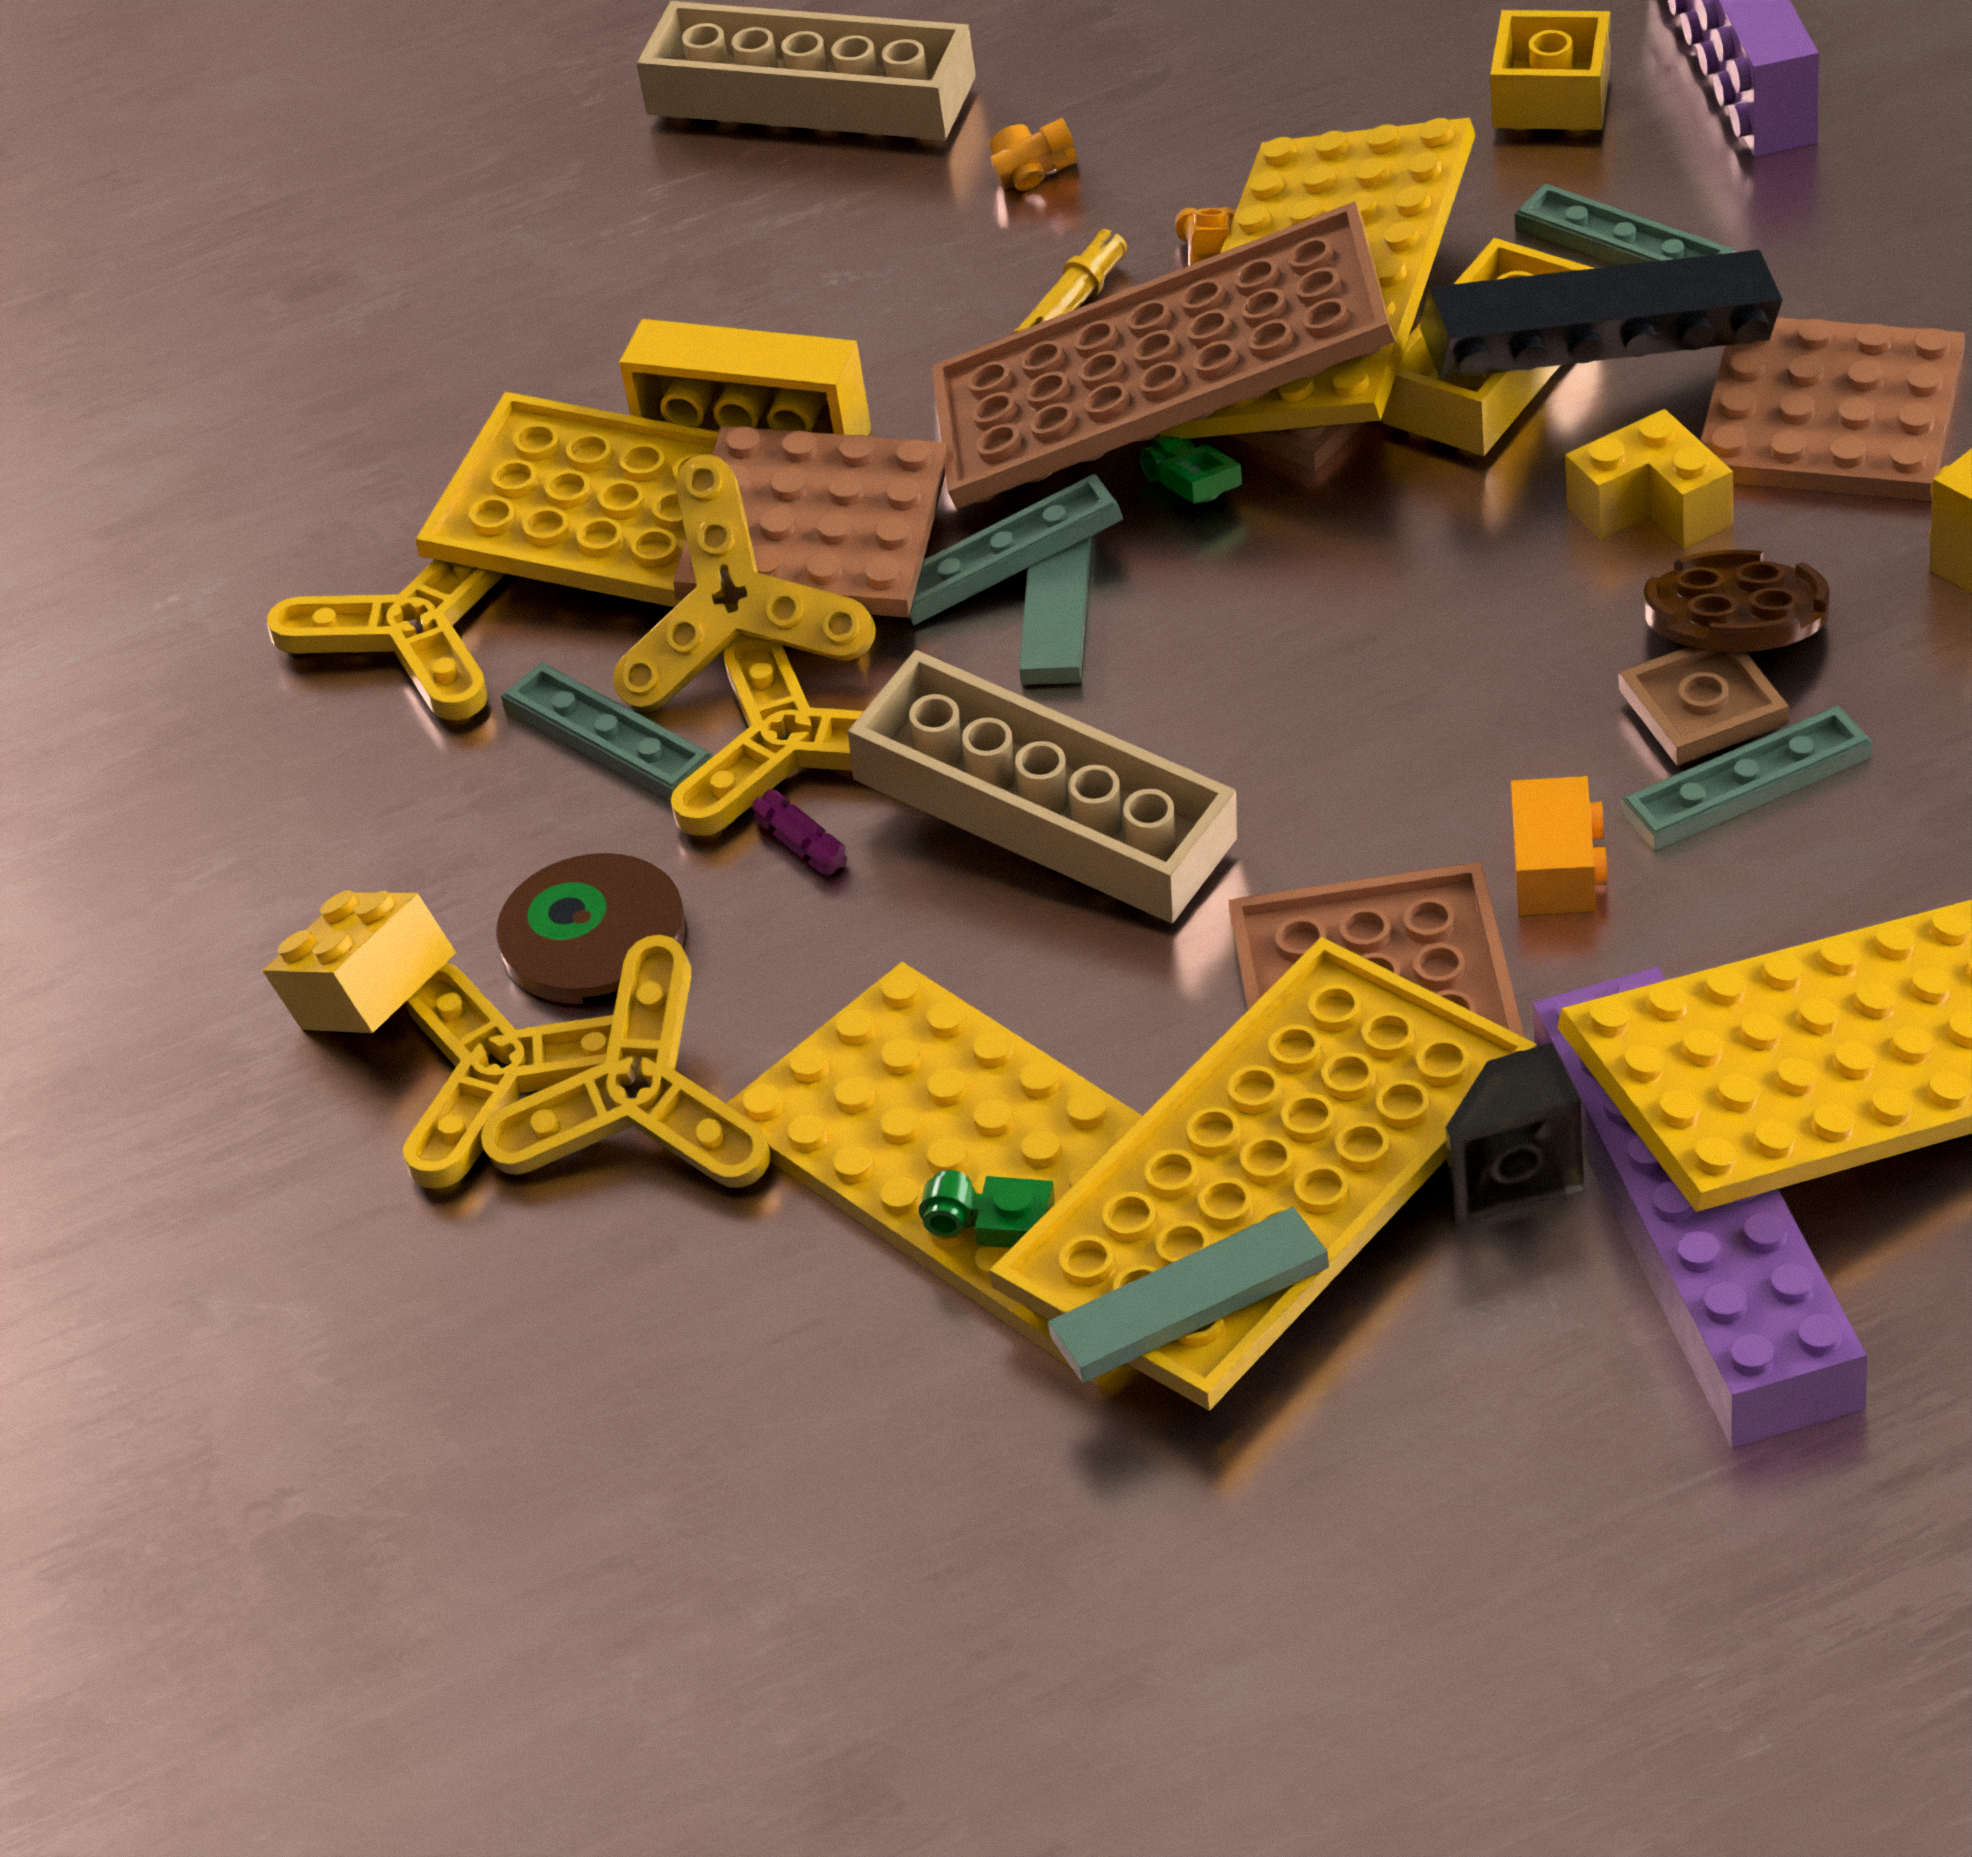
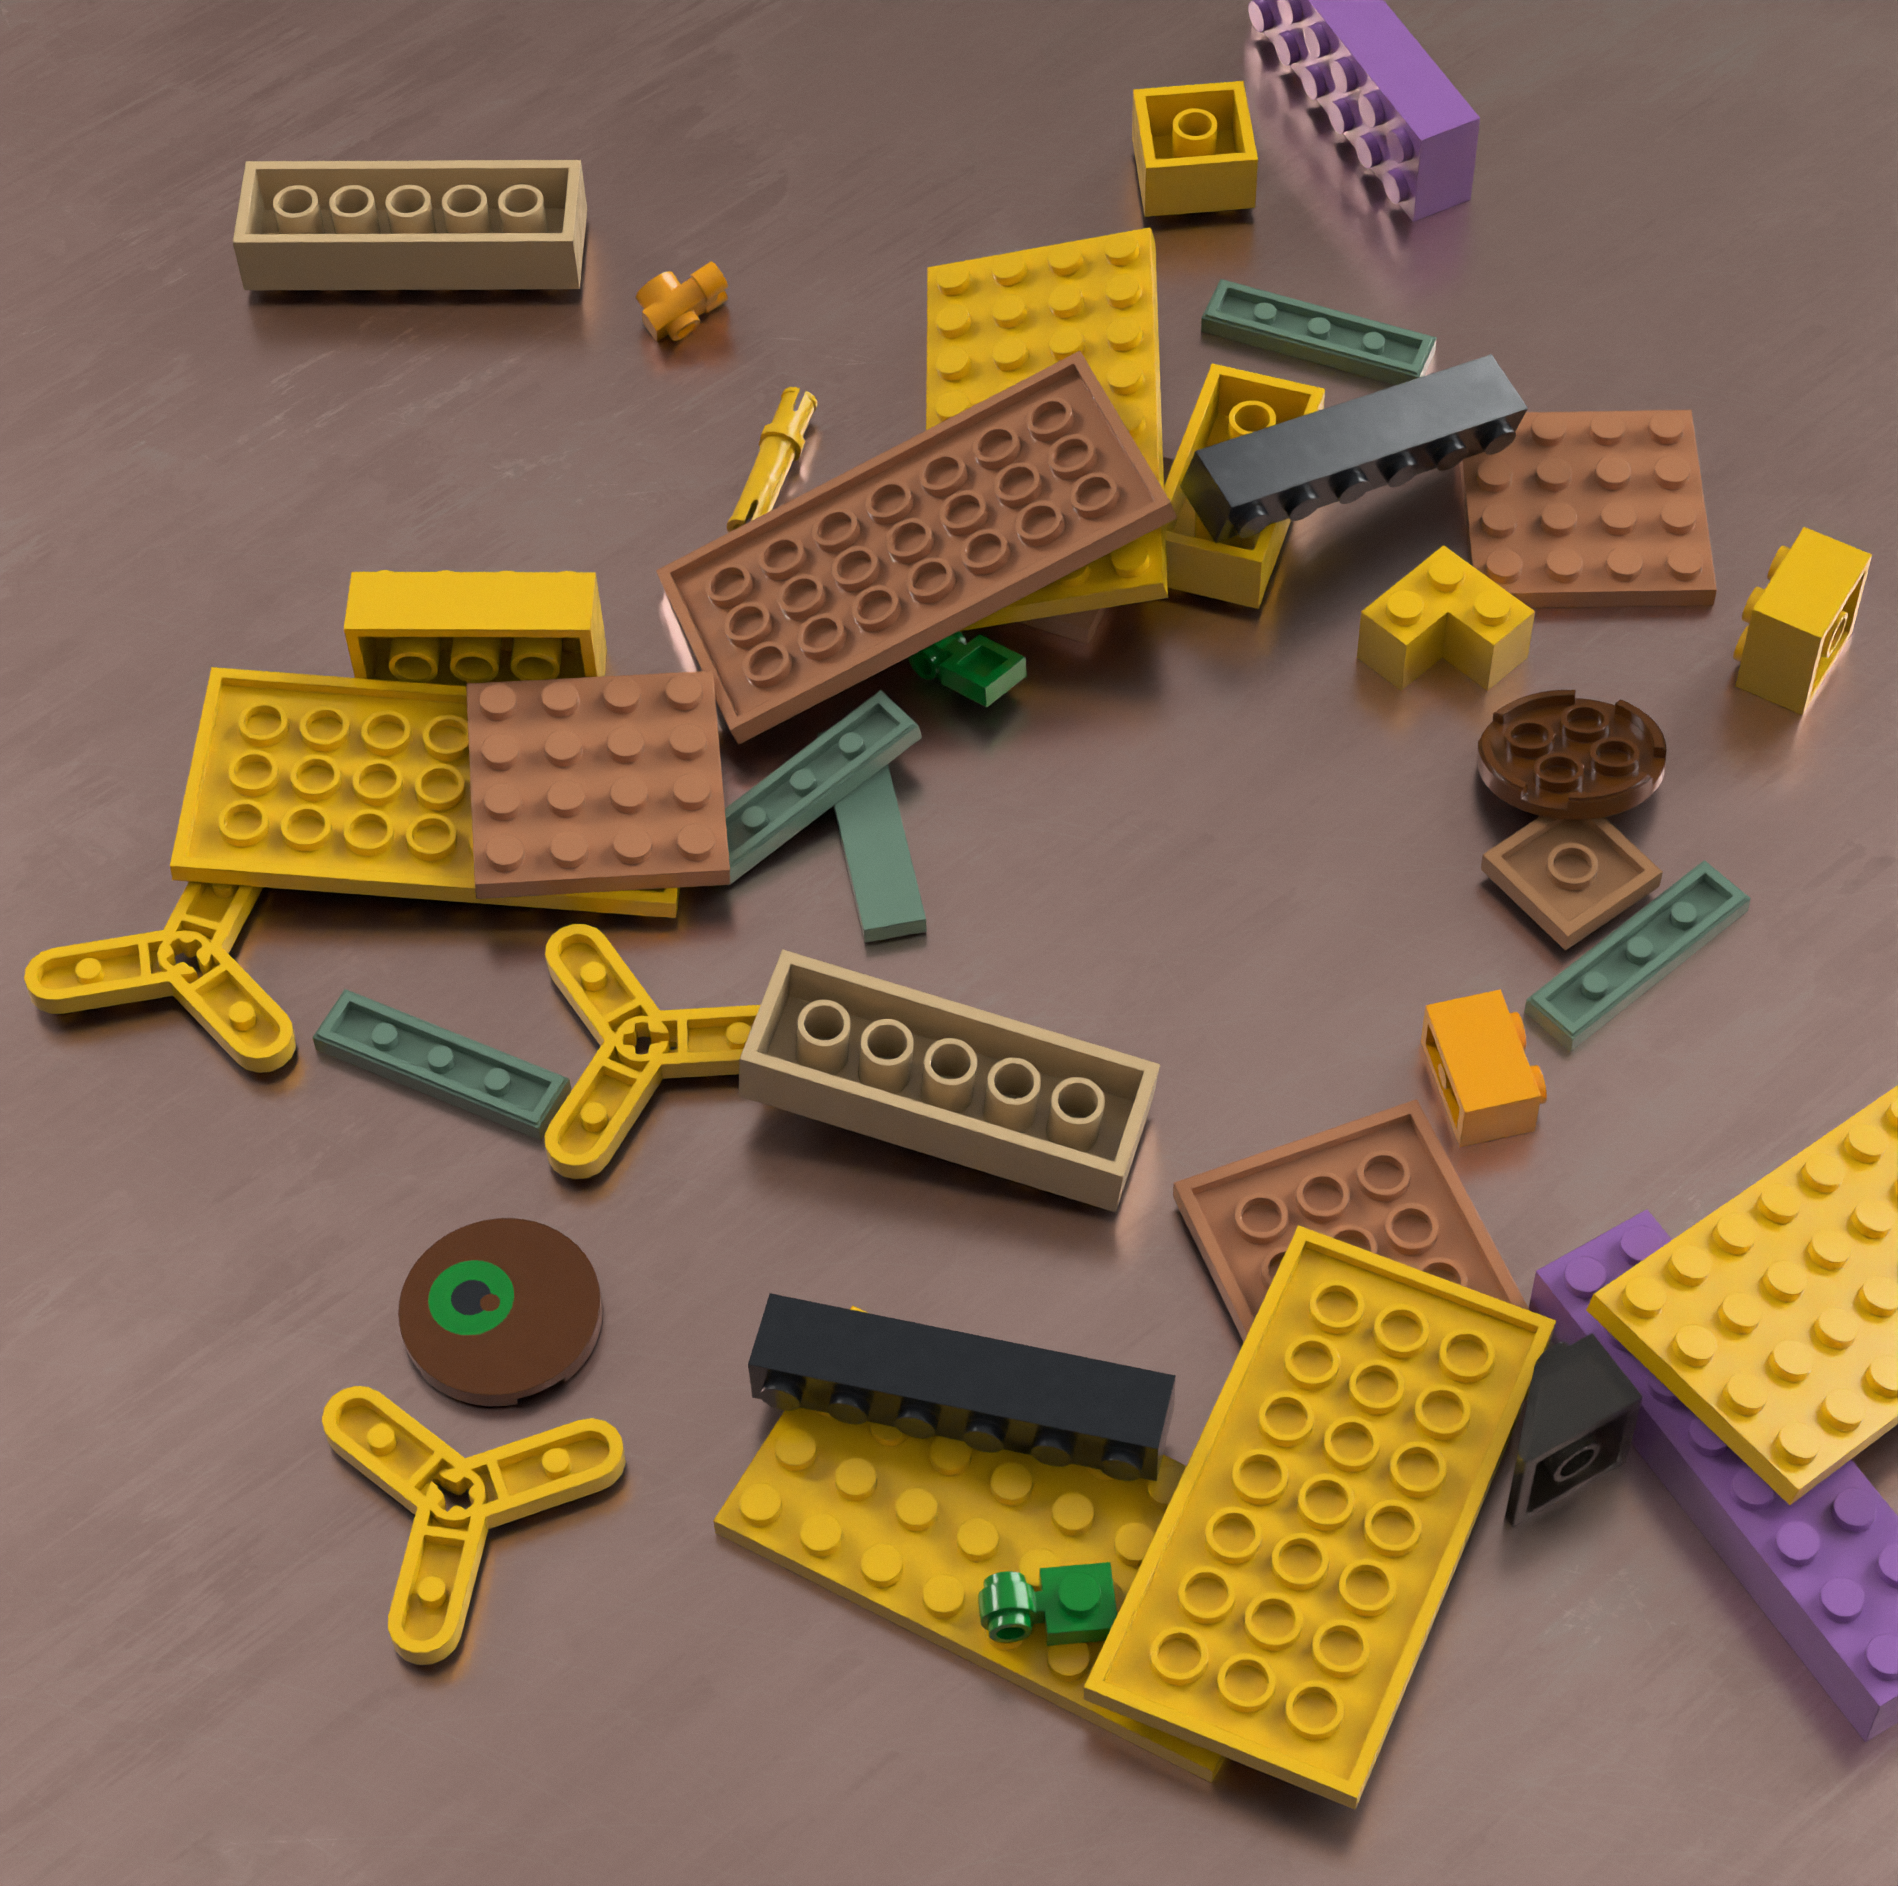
camera: 20 degrees left, 10 degrees up
(358, 961) = (272, 1408): yellow brick -> none
(596, 1105) = (668, 1536): yellow piece -> none
(701, 628) = (591, 903): yellow piece -> none
(799, 832) = (690, 1160): magenta axle -> none
(969, 1025) = (962, 1387): none -> black brick
(1188, 1294) = (1304, 1687): sand green tile -> none
(1204, 230) = (900, 378): light orange plate -> none

